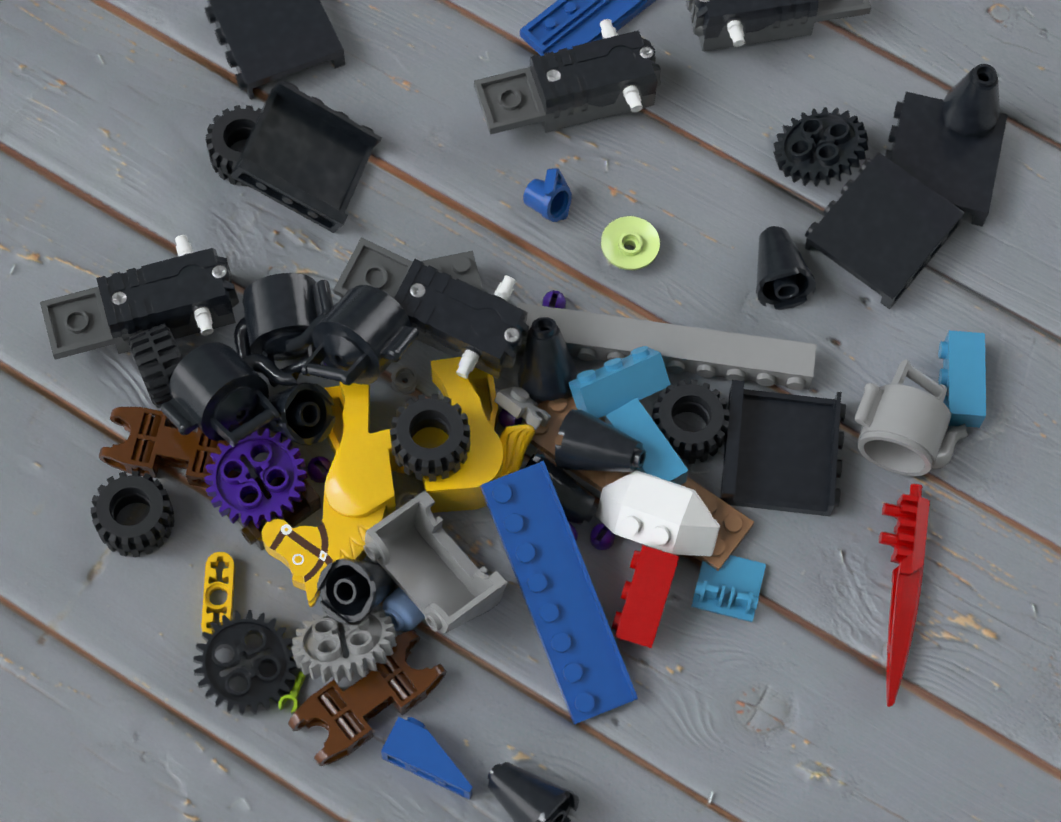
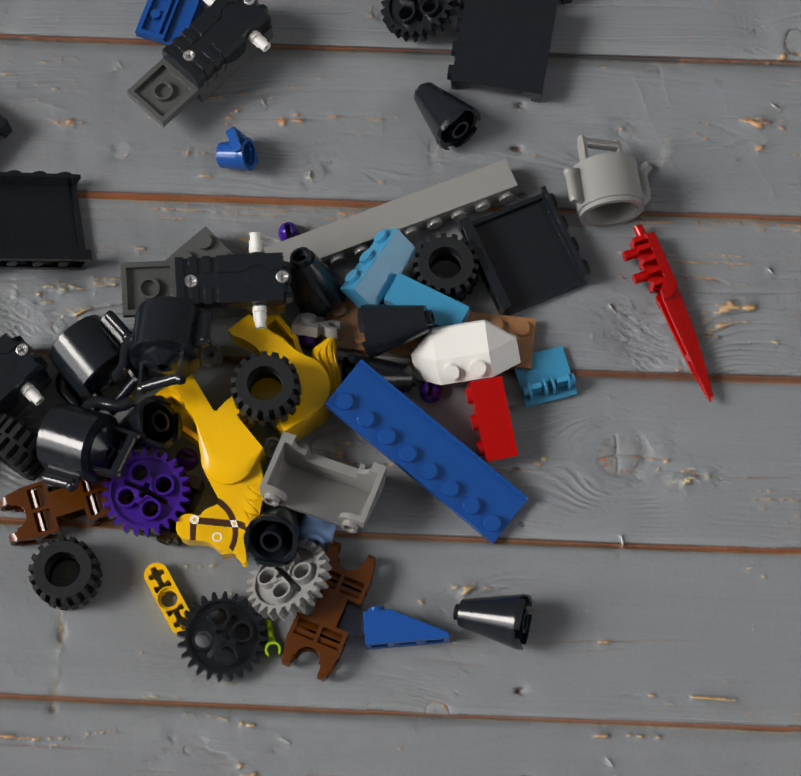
camera: 25 degrees left, 5 degrees up
(633, 232) = (319, 145): yellowish green dish -> none
(964, 377) = (625, 124): dark azure brick -> none

